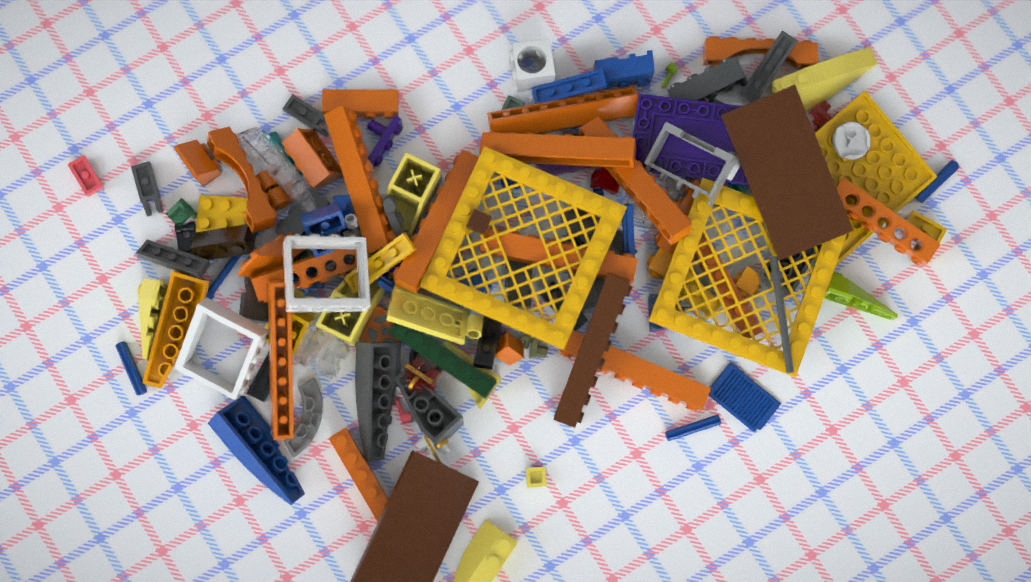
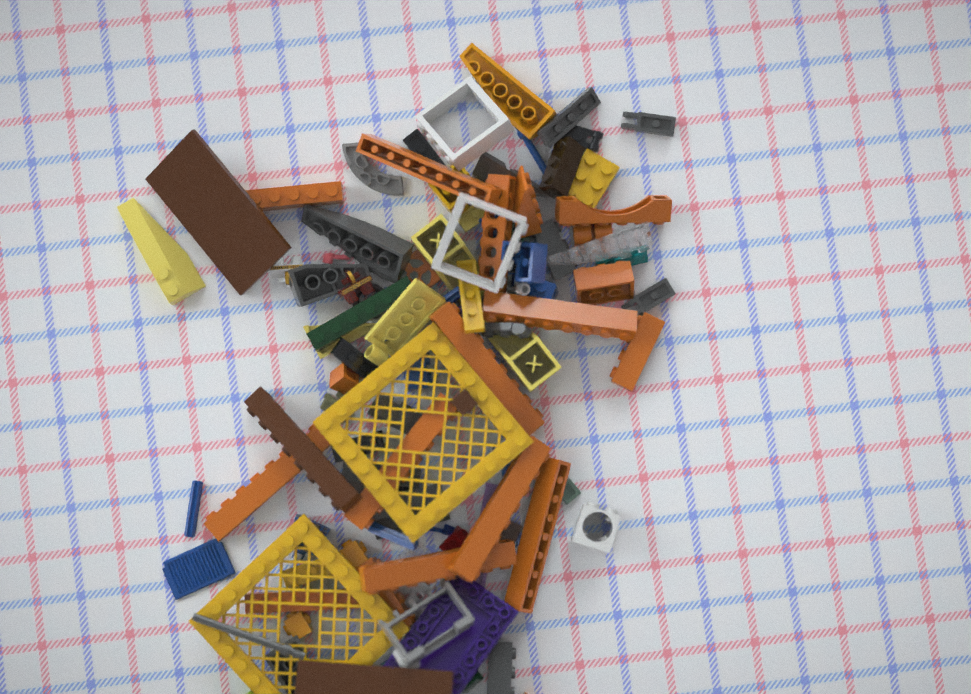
camera: 120 degrees right, 5 degrees up
(85, 175) = (687, 73): coral plate -> none
(131, 368) = (490, 38): blue axle -> none
(150, 301) = (535, 79): light yellow wedge -> none
(181, 212) = (609, 143): clear green panel -> none
(198, 161) = (650, 179): orange slope -> none
(252, 444) = (371, 113): blue wedge -> none
(321, 352) = (419, 207): clear brick -> none
(386, 135) = (588, 356): dark purple plate -> none
(535, 477) = (219, 347): light yellow plate -> none
(571, 86) = (558, 552): blue plate -> none
(627, 71) = (550, 611): blue wedge -> none
(671, 69) = (532, 659): lime hand -> none

